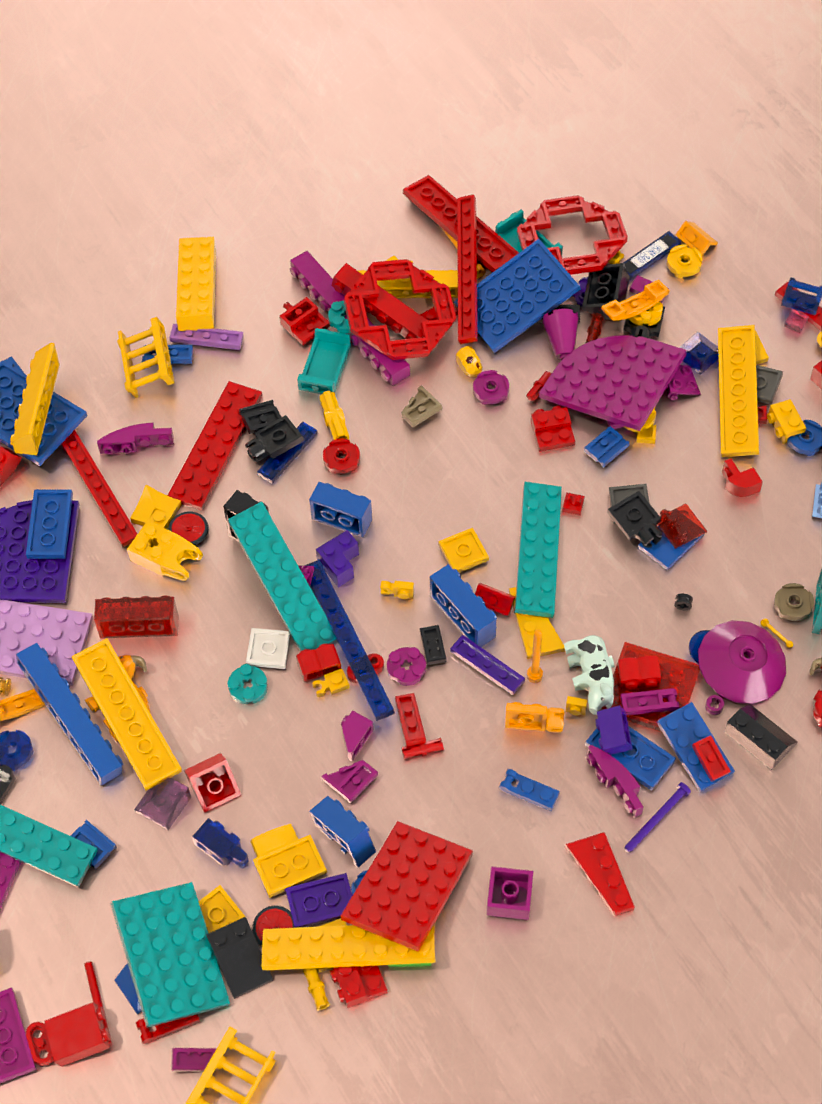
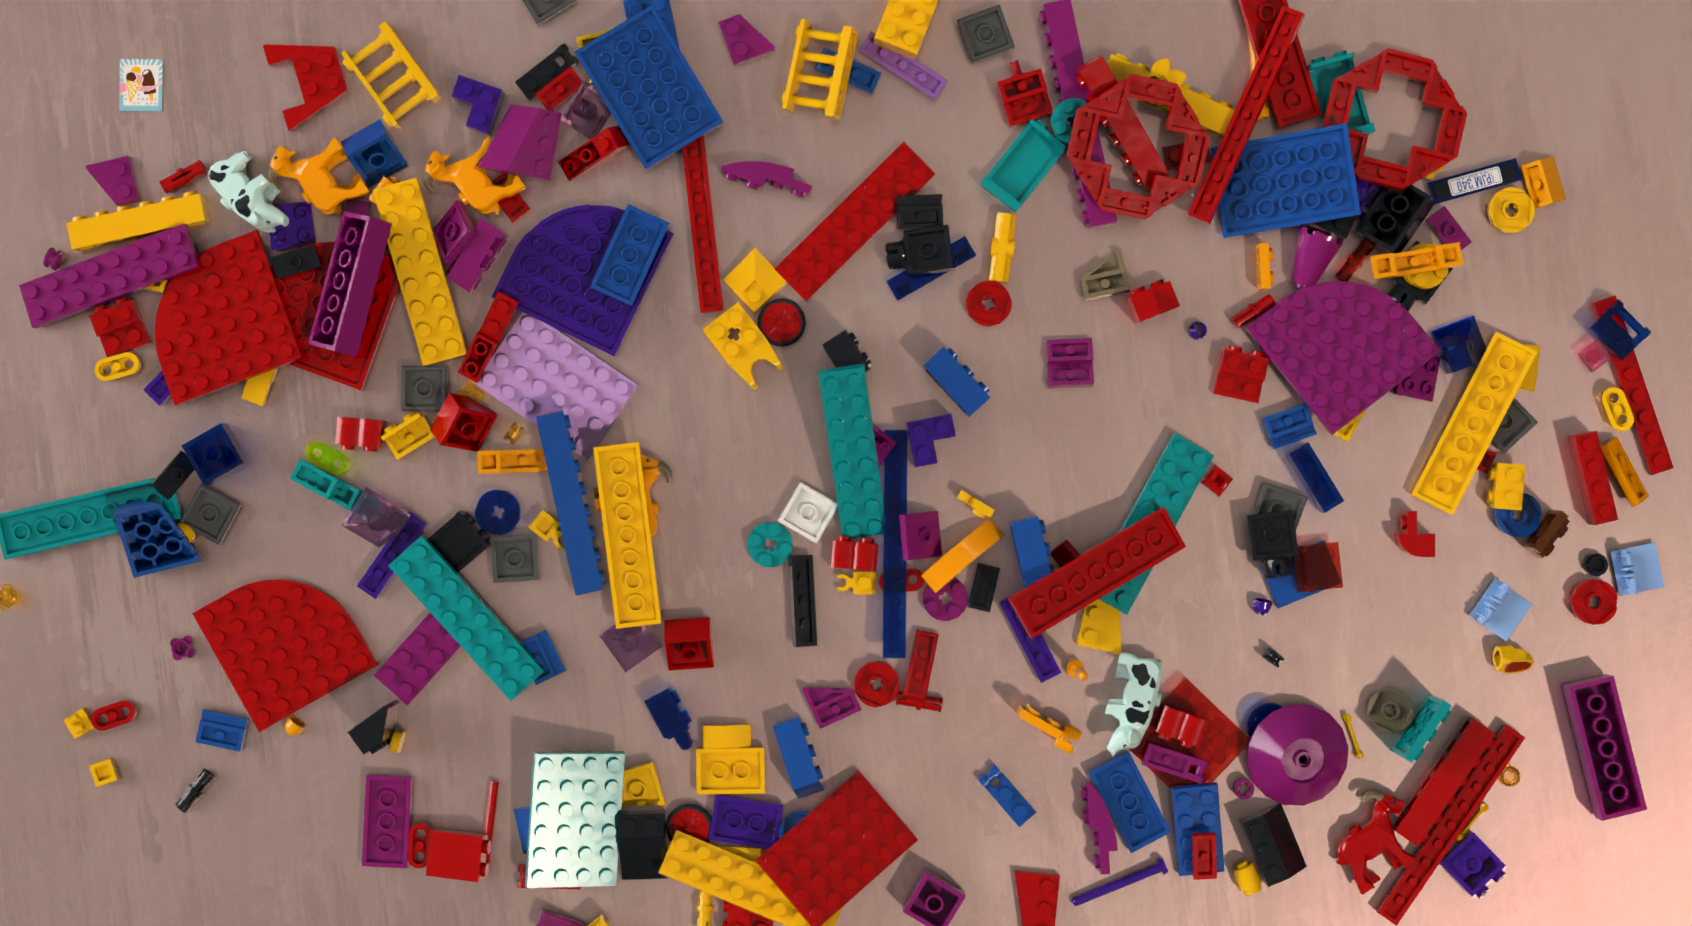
camera: 25 degrees right, 30 degrees up
(36, 401) = (669, 89): yellow slope -> none
(39, 778) = (515, 558): none -> dark grey plate
(57, 743) = (546, 527): none -> yellow plate
(81, 365) = (743, 40): none -> magenta wing
(136, 617) = (682, 419): clear red brick -> none
(257, 297) = (985, 34): none -> dark grey plate
(292, 712) = (802, 600): none -> black plate
(355, 732) = (857, 654): magenta slope -> none
(364, 625) = (920, 535): none -> magenta plate
(388, 741) = (883, 695): none -> red plate
(402, 627) = (962, 555): none -> light orange slope
(422, 471) = (1070, 363): none -> magenta slope
(460, 406) = (1151, 302): none -> red brick
(463, 550) = (1068, 487): yellow plate -> none
(469, 362) = (1190, 242): yellow rock -> none
(490, 396) = (1205, 297): magenta plate -> none
(503, 415) = (1193, 332): none -> dark purple hinge
(512, 584) = (1096, 572): none -> red plate
(529, 353) = (1264, 257): none -> light orange plate
(576, 706) = (1098, 728): yellow plate -> none
(613, 730) = (1120, 782): dark purple brick -> none
(643, 468) = (1314, 477): none -> clear blue brick
(654, 570) = (1262, 606): none -> dark purple hinge
(755, 767) = (1247, 877): none -> yellow brick

